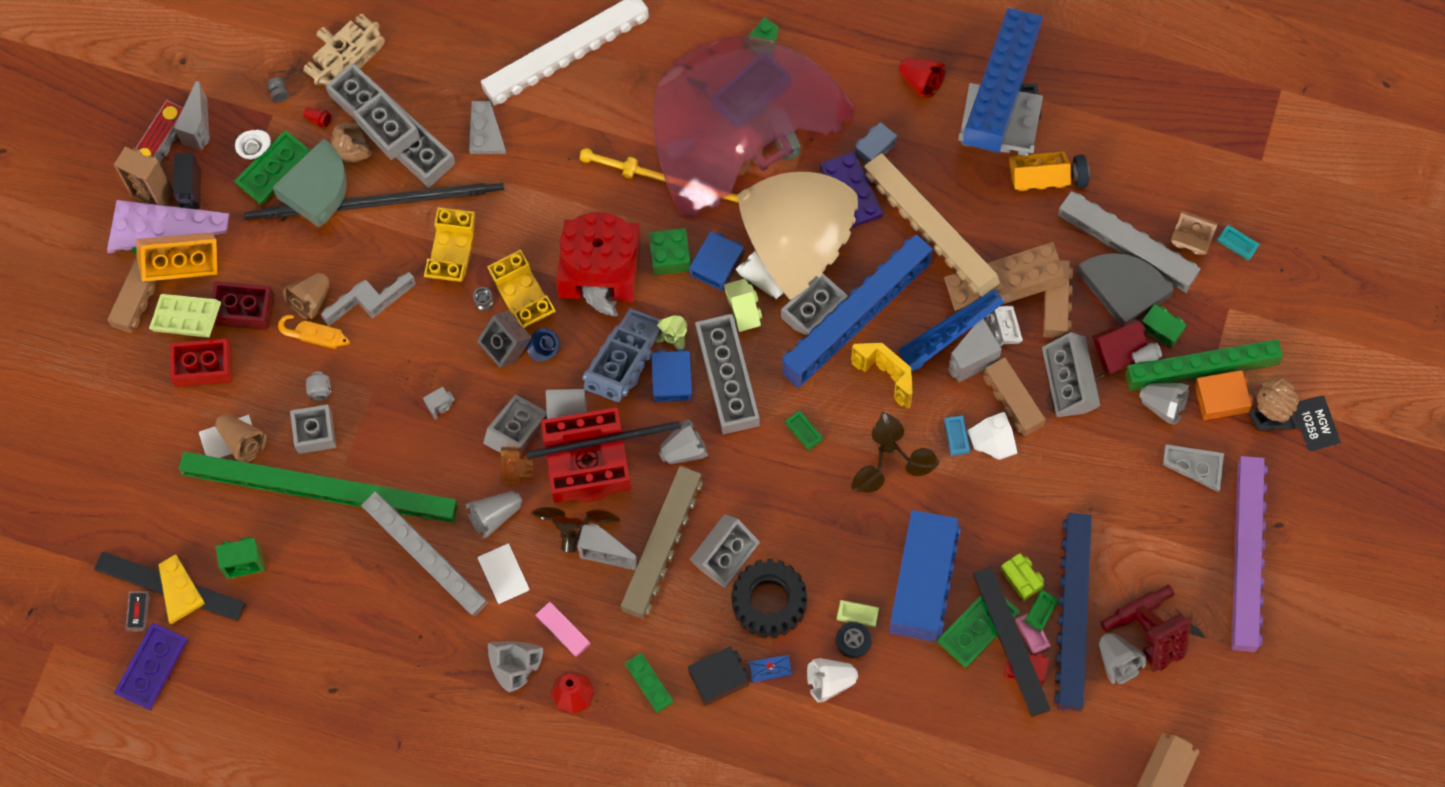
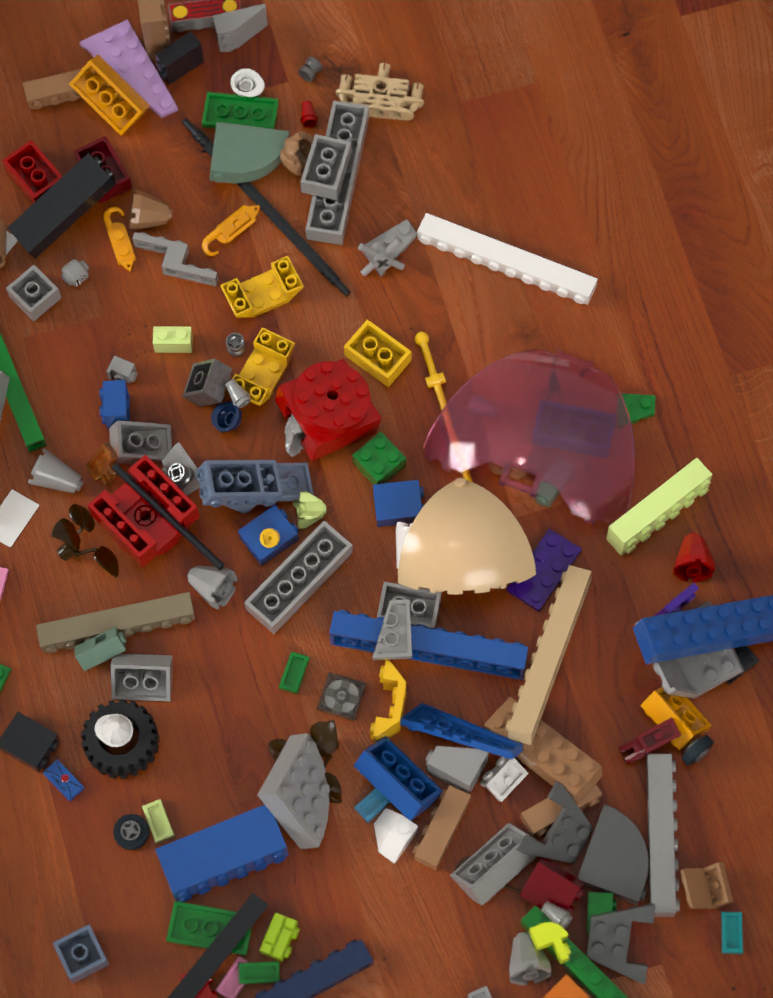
camera: 55 degrees right, 0 degrees up
(185, 315) = (63, 135): yellowish green plate -> none
(252, 355) = (62, 205): none -> black brick
(374, 237) = (231, 227): none -> light orange plate
(441, 344) = (172, 339): none -> yellowish green brick
(467, 423) = (115, 402): none -> blue brick
(493, 137) = (381, 256): none -> light grey bar
(535, 319) = (238, 394): none -> light grey cone
(576, 194) = (377, 353): none -> yellow brick
(580, 404) = (180, 474): none -> flat silver wheel
(601, 547) = (77, 571): light grey slope -> none
(678, 566) = (100, 648): none -> sand green brick
(679, 373) = (269, 537): none -> yellow tile
(742, 302) = (370, 547): yellowish green brick -> none
(763, 594) = (114, 730): none -> white piece
(829, 678) = (83, 834): white cone -> none
(836, 323) = (395, 634): none -> light grey wing
(851, 405) = (341, 696): none -> clear smoke piece
(864, 71) = (659, 507): none -> yellowish green brick
(878, 141) = (600, 562): sand blue brick -> none
(915, 481) = (299, 791): none -> light grey brick
(934, 740) = (80, 953): none -> sand blue brick
(954, 402) = (397, 778): none -> blue brick
(957, 108) = (680, 601): none -> dark purple plate
(1050, 199) = (650, 740): none -> dark red plate
(1084, 307) = (566, 834): none -> dark grey wing
(1164, 365) = (551, 934): none -> neon yellow brick
(1189, 327) = (610, 939): none -> dark grey wing

